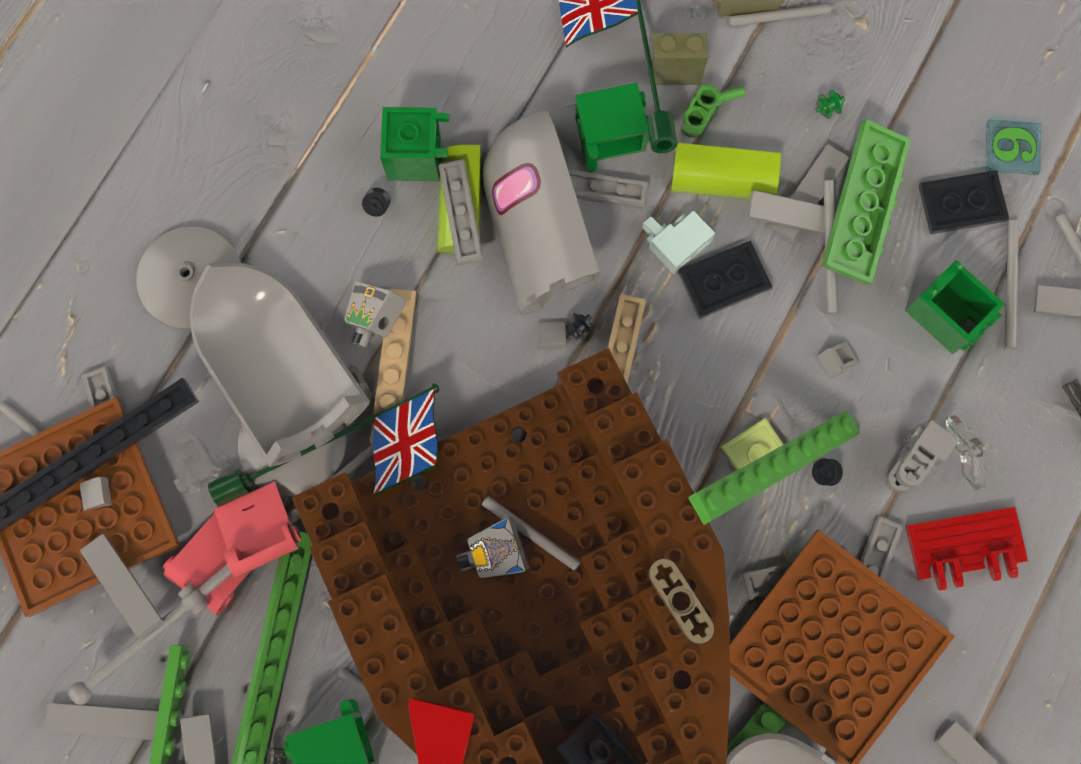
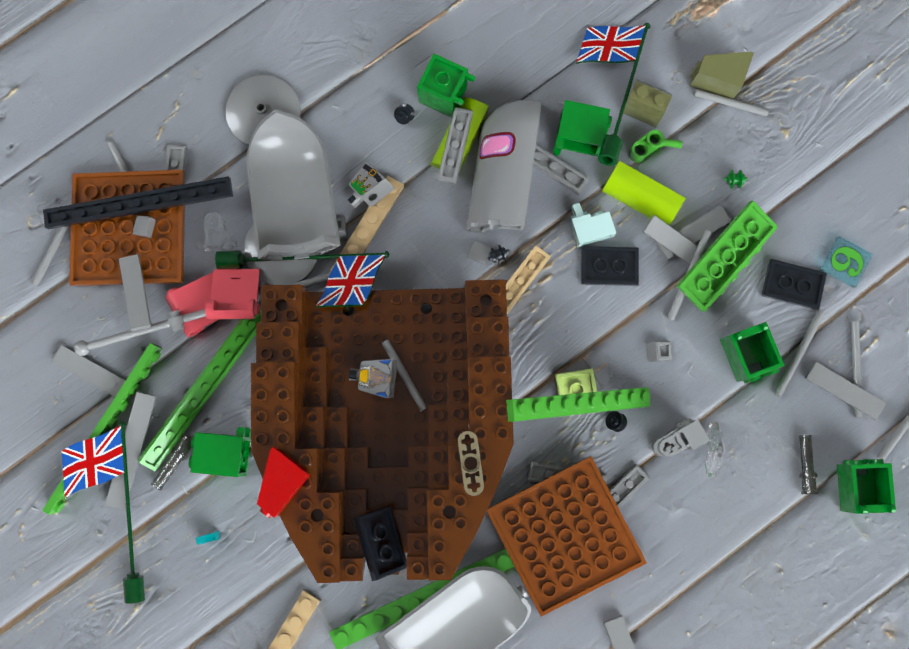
camera: 25 degrees right, 5 degrees up
(964, 542) = (683, 507): red hinge -> none

